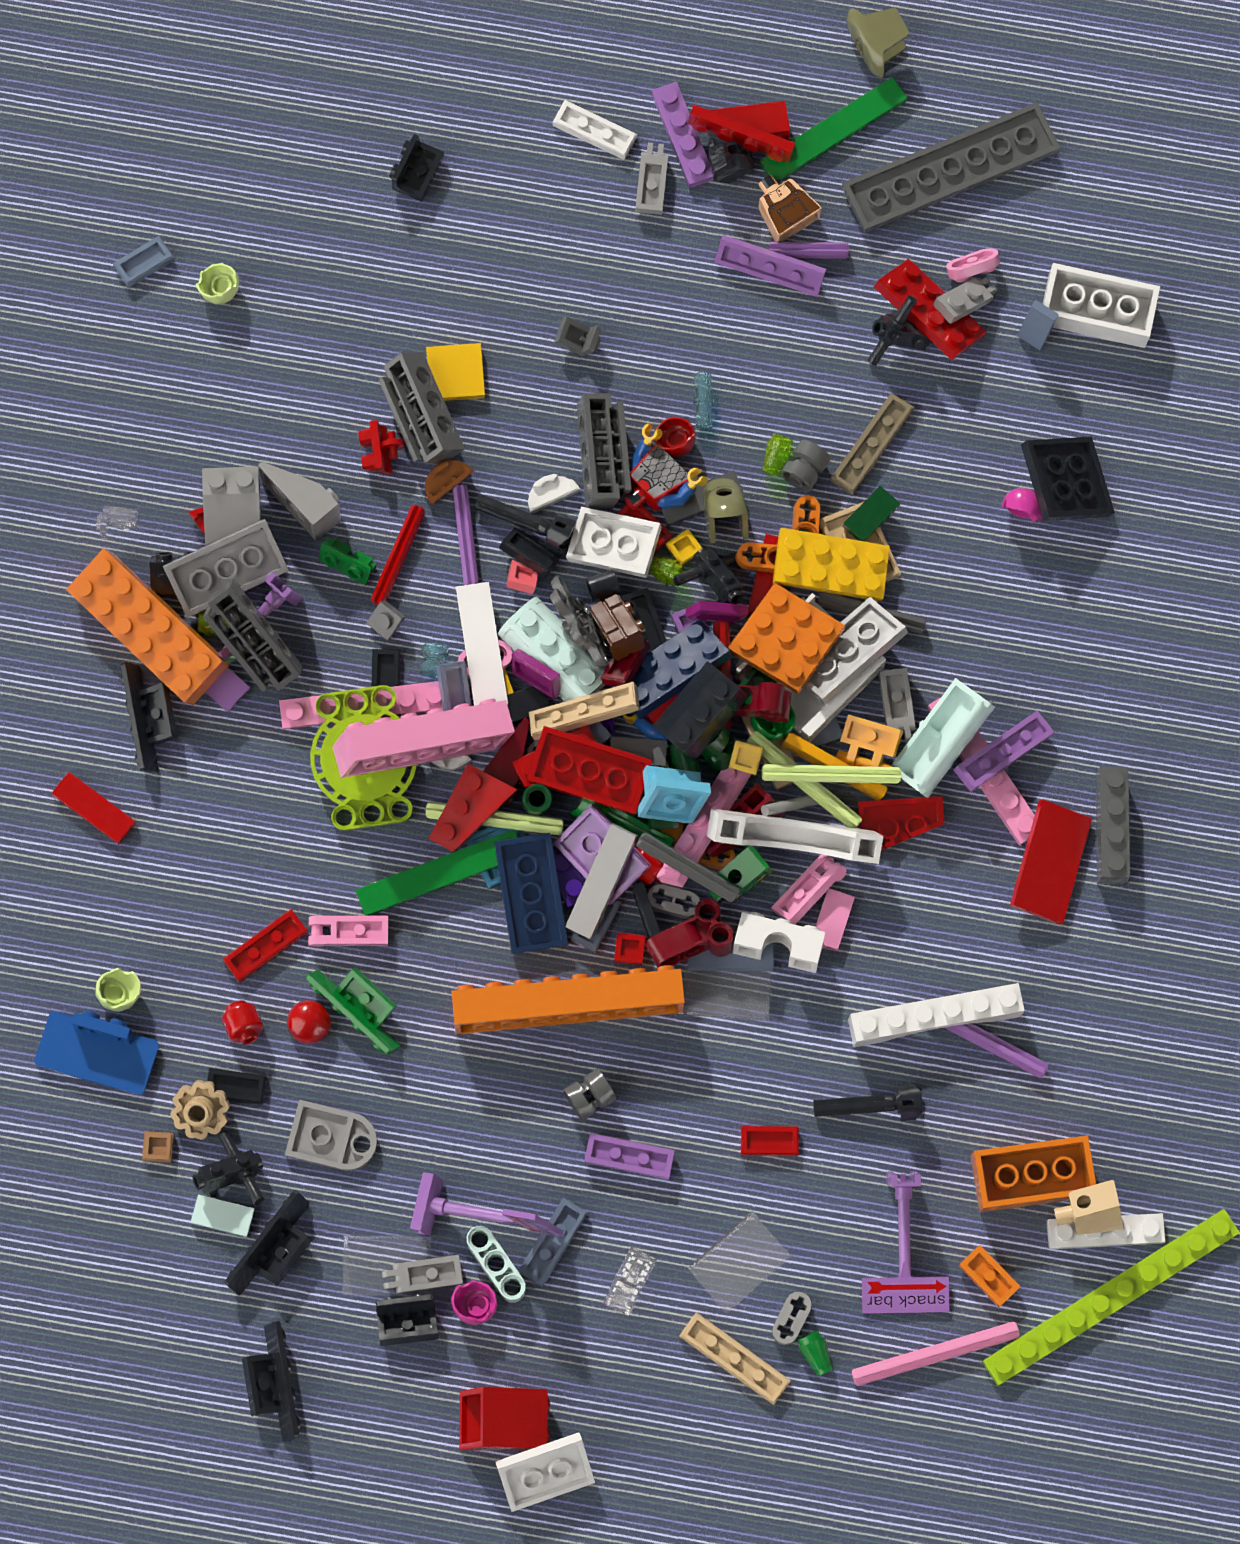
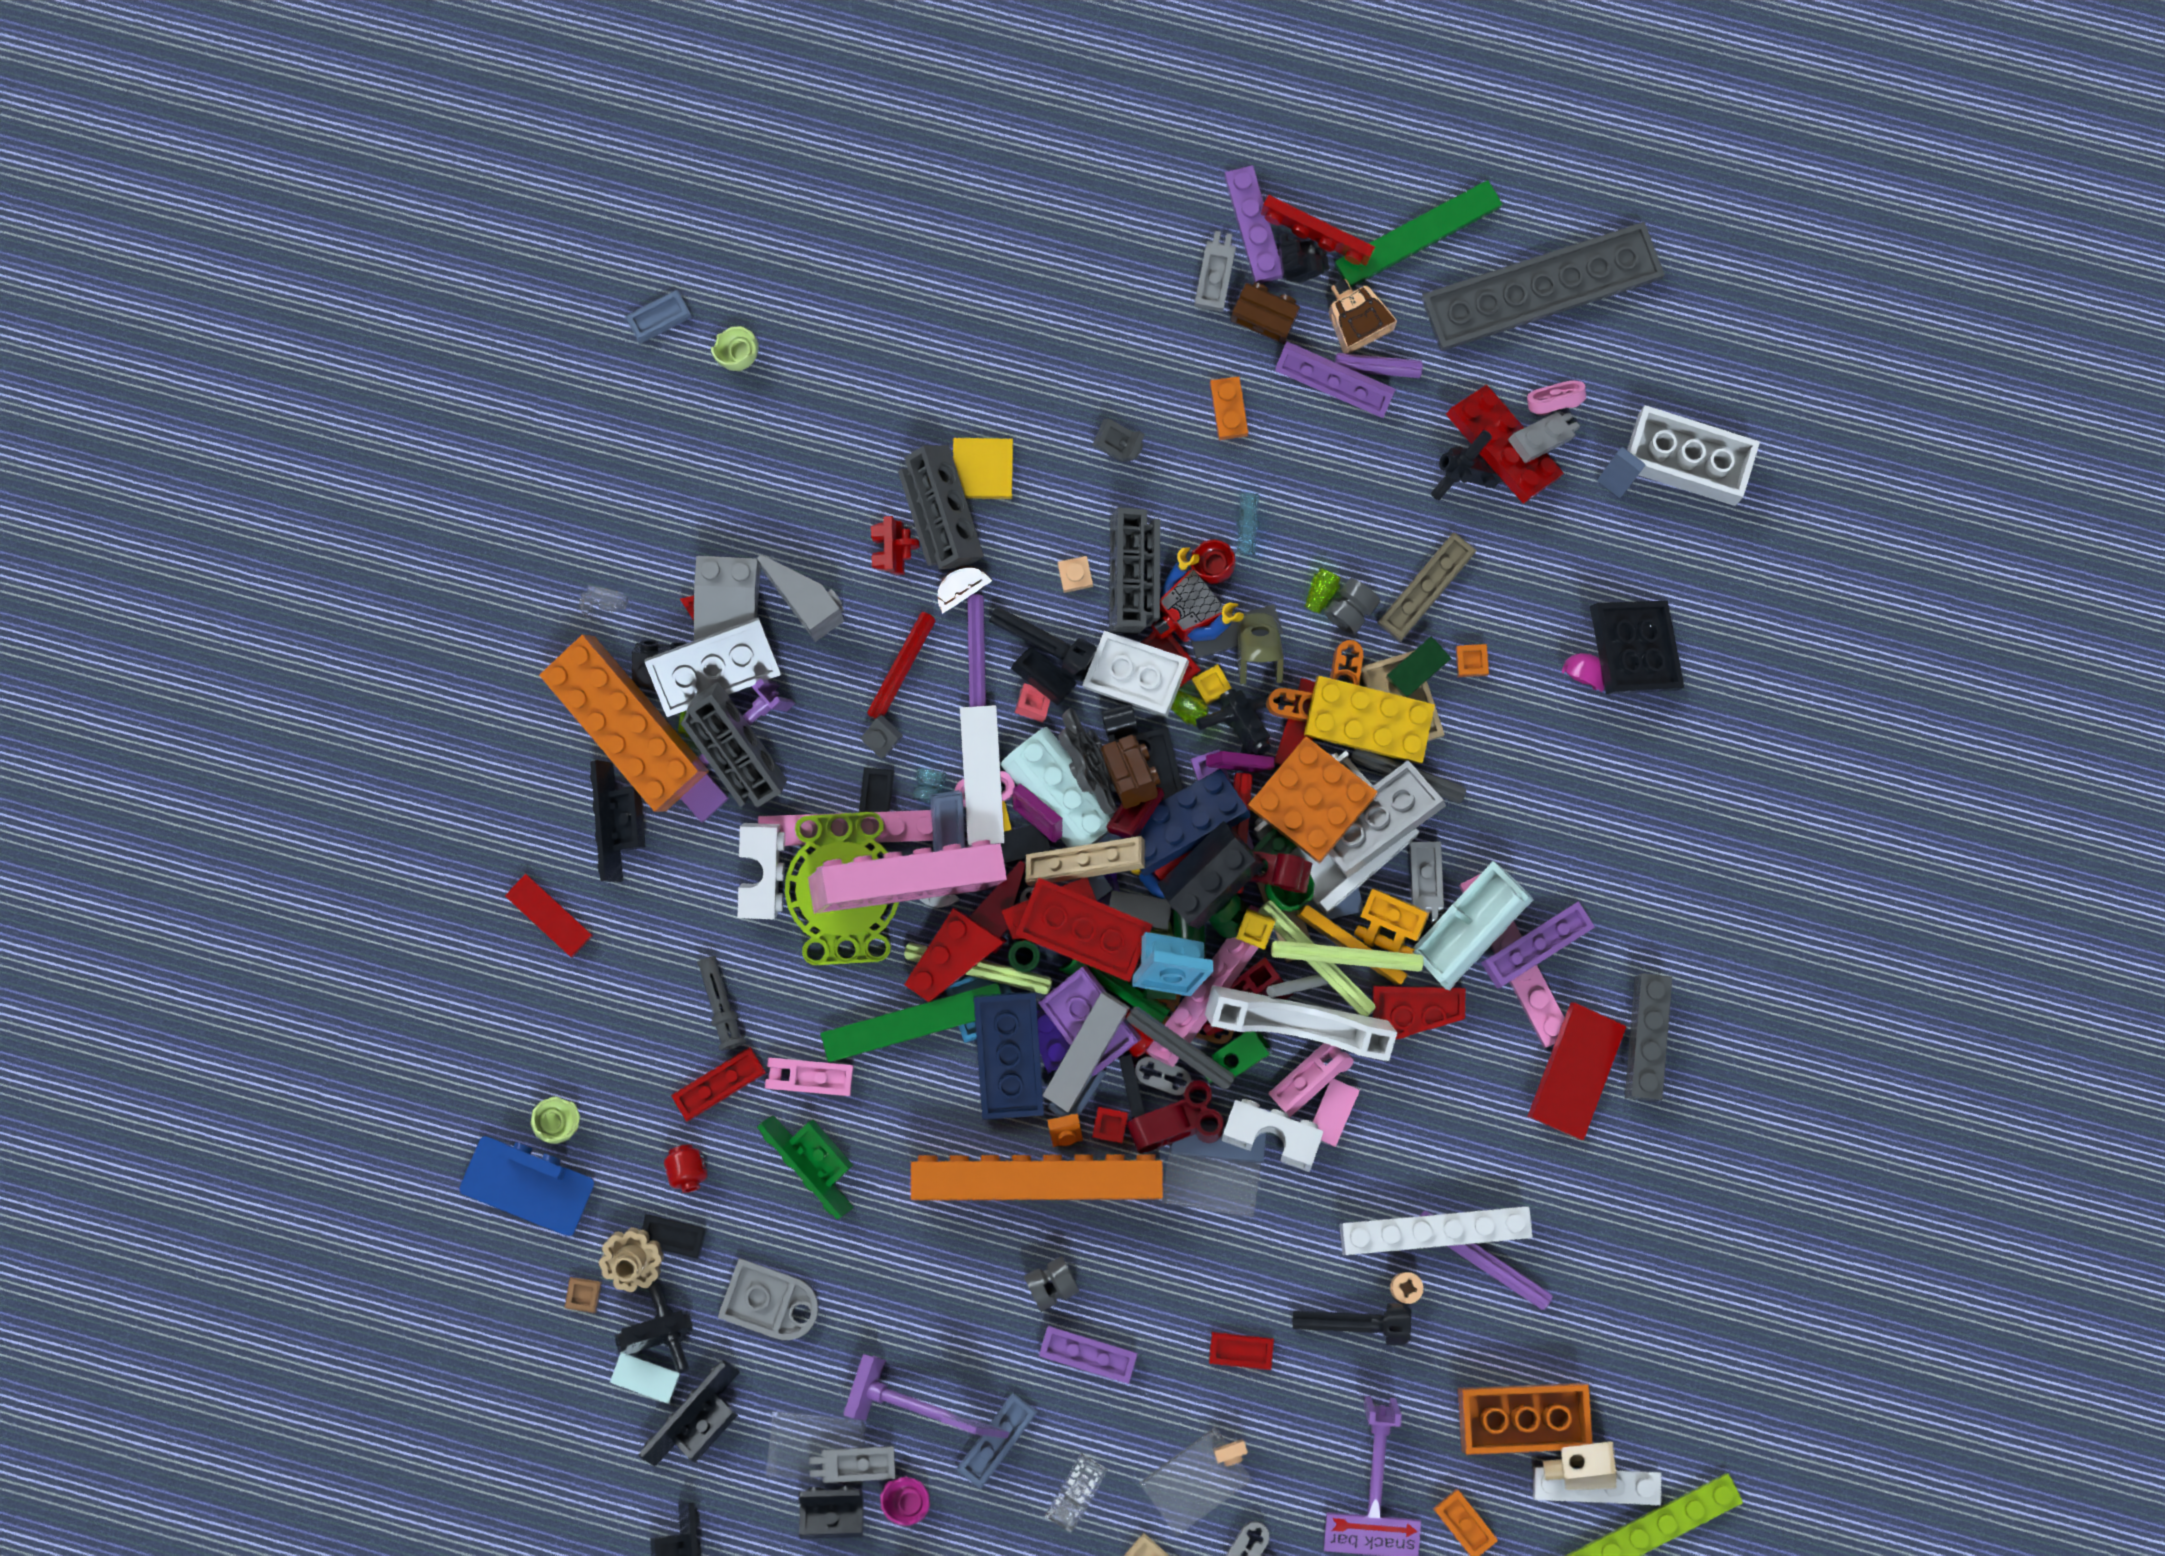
camera: 10 degrees right, 5 degrees up
(265, 887) = (708, 968): none -> dark grey pin
(290, 773) = (763, 844): none -> white arch
(308, 1021) = (757, 1172): red hair -> none
(336, 555) = (834, 660): green hinge -> none
(416, 168) = (961, 238): black bracket -> none
(491, 1250) = (933, 1476): light aqua beam -> none
(549, 459) = (1075, 574): none -> light nougat plate
(549, 491) = (1073, 608): white tile -> none
(588, 956) = (1065, 1130): none -> orange plate
(594, 130) = (1159, 211): white tile -> none
(675, 300) = (1228, 408): none -> orange plate
(701, 211) = (1265, 312): none -> reddish brown brick
(768, 117) = (1347, 214): red slope -> none
(768, 1231) = (1230, 1453): none -> light nougat plate
(877, 37) = (1476, 134): olive piece -> none
(913, 1073) = (1401, 1286): none -> light nougat wheel
(919, 505) = (1472, 660): none -> orange plate

